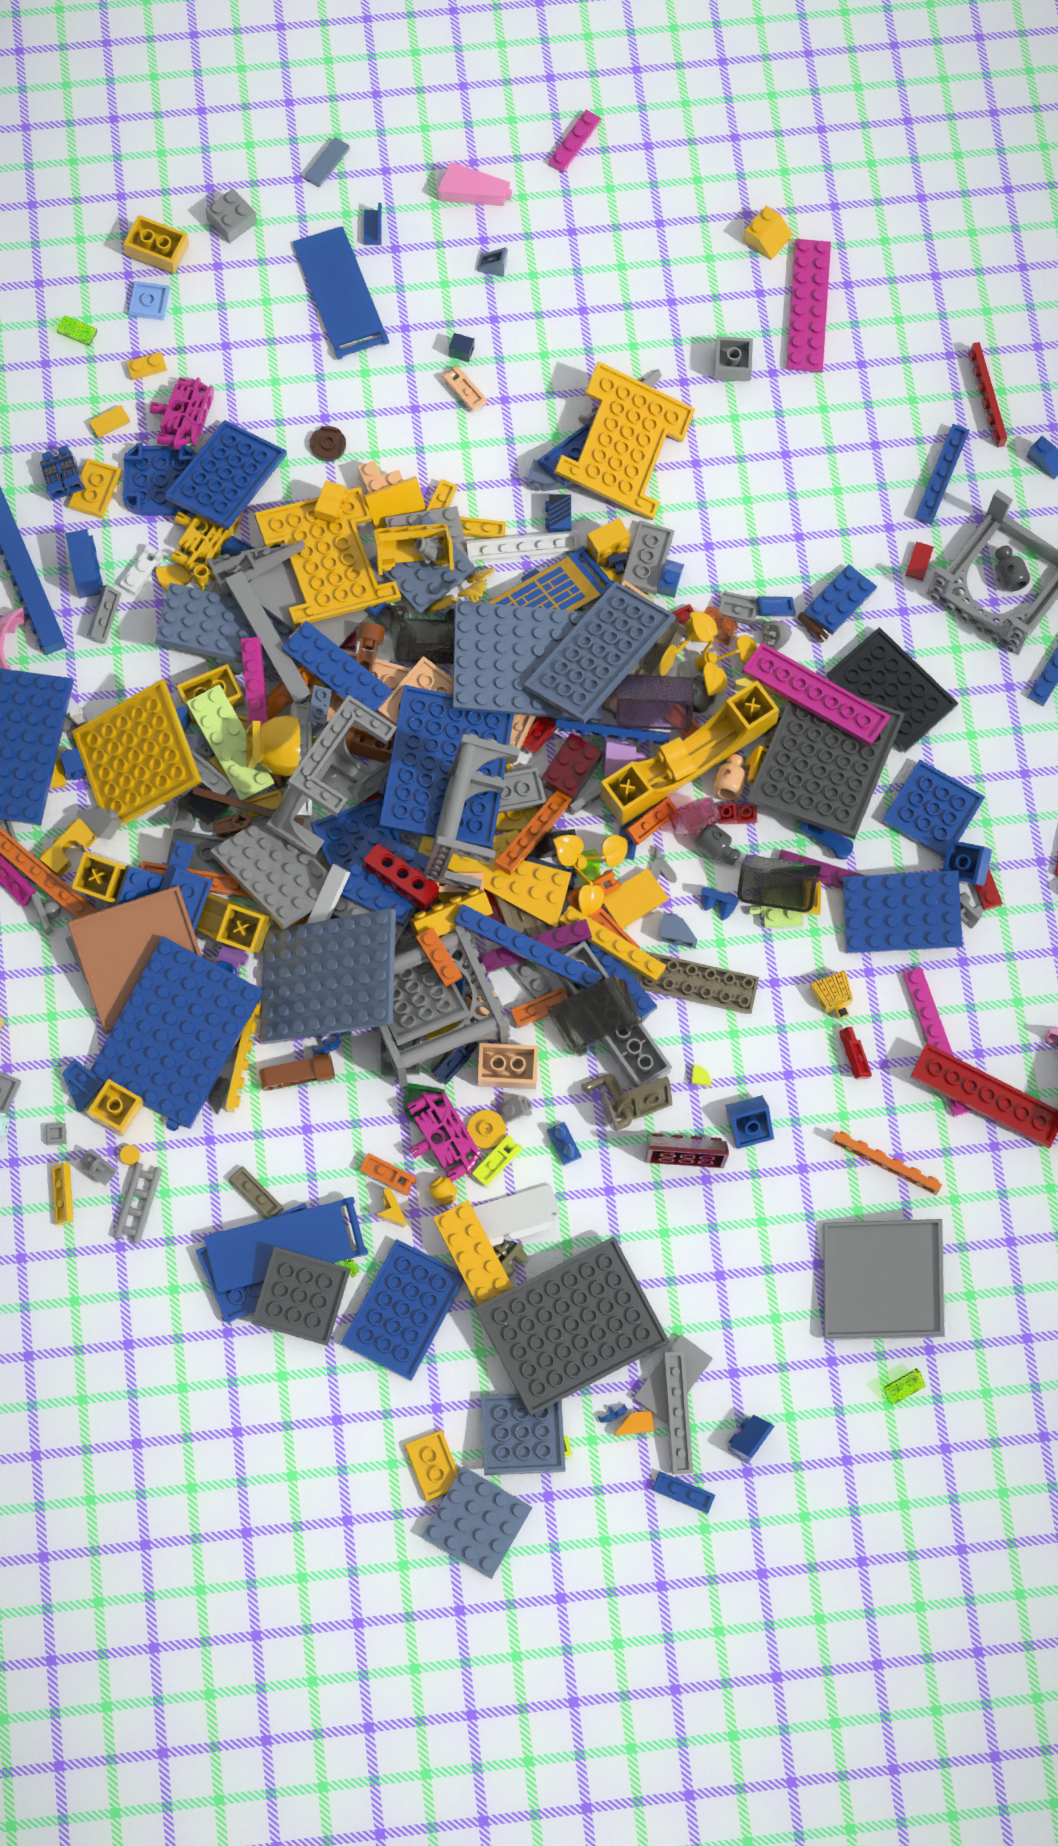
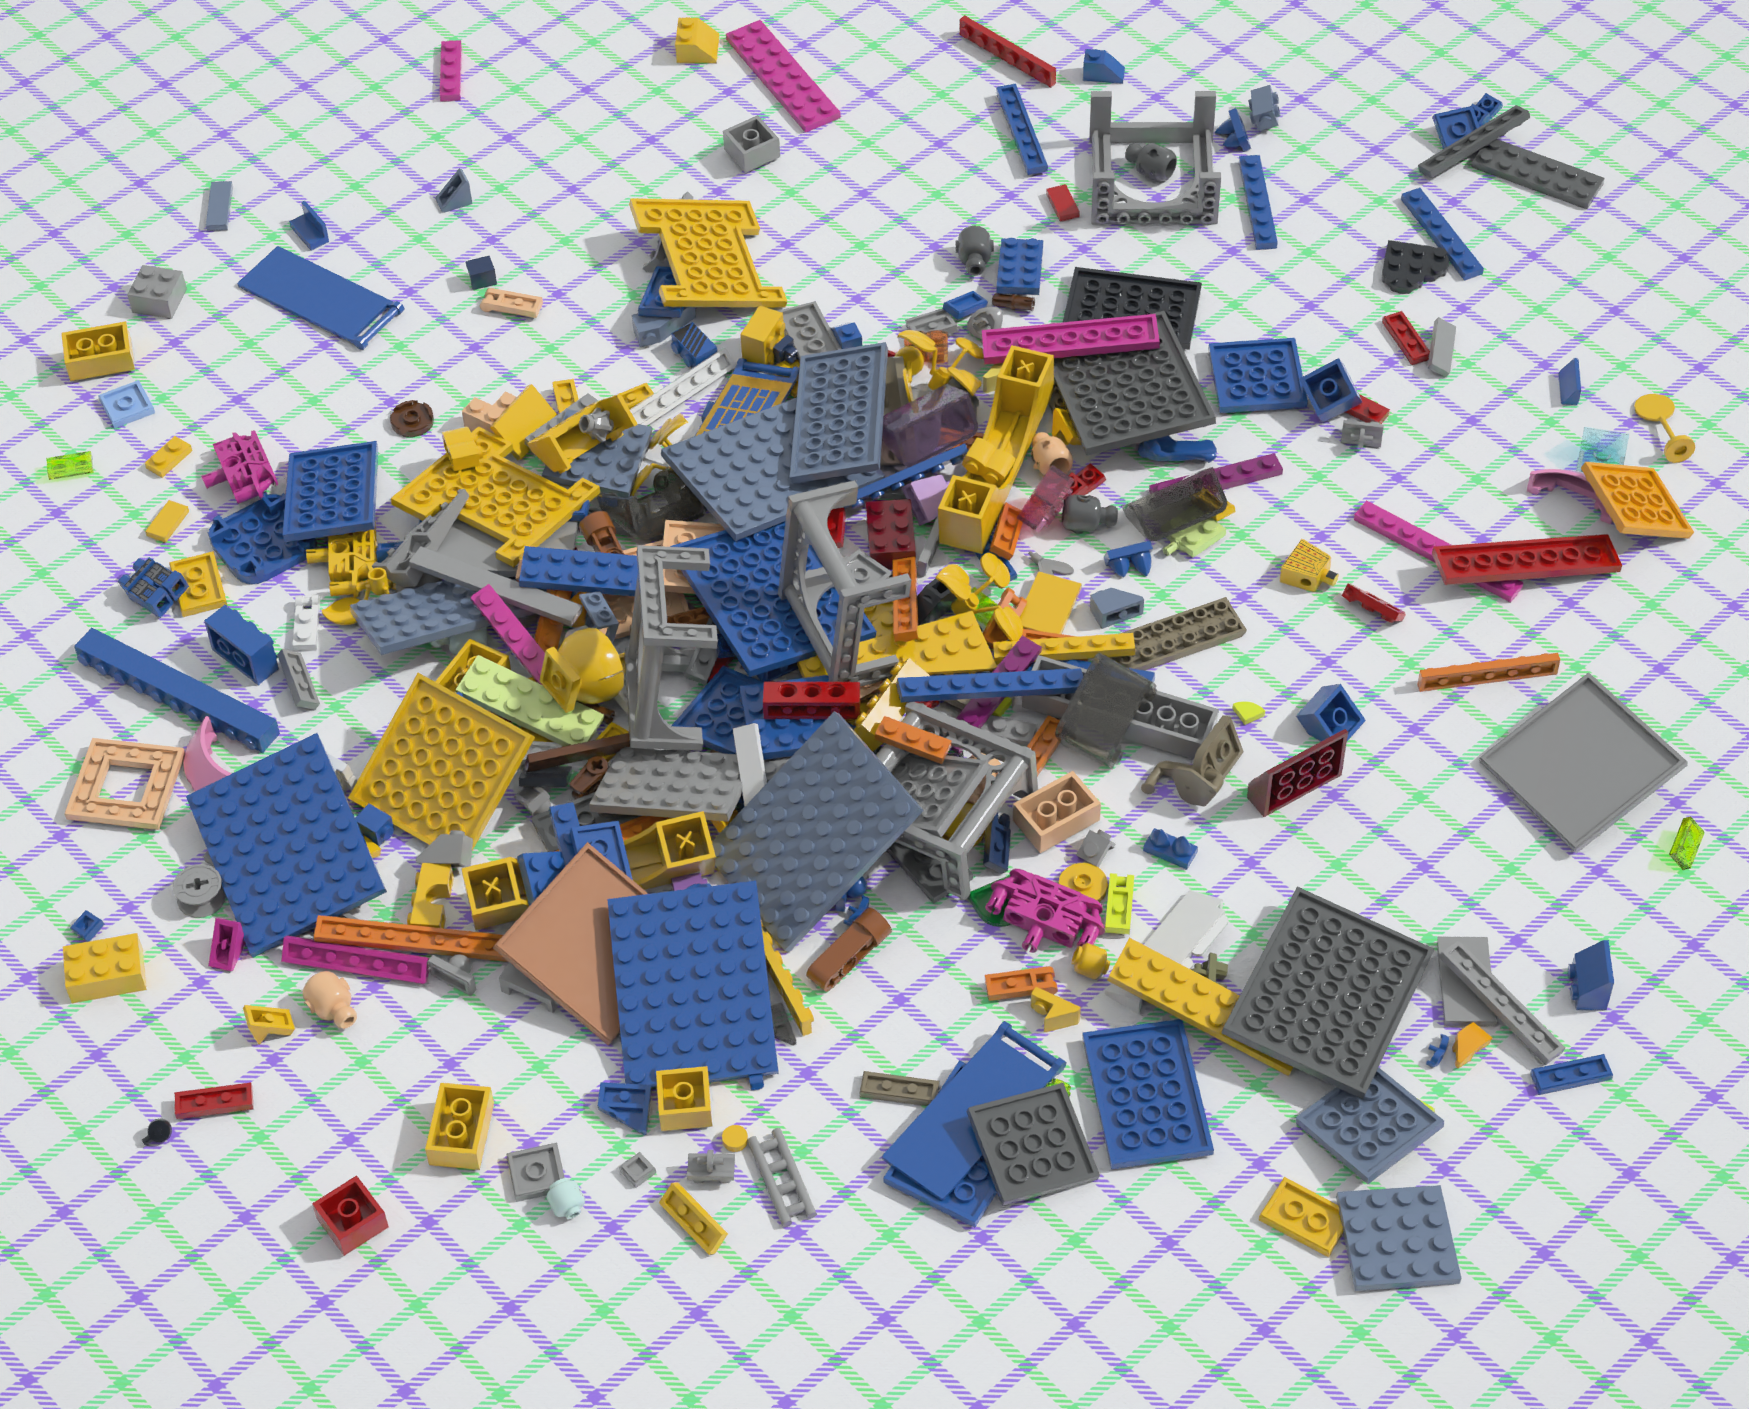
camera: 30 degrees left, 20 degrees down
(473, 187) = (384, 149): bright pink slope -> none
(818, 563) = (974, 248): none -> dark grey piece
(902, 912) = (1309, 463): blue plate -> none

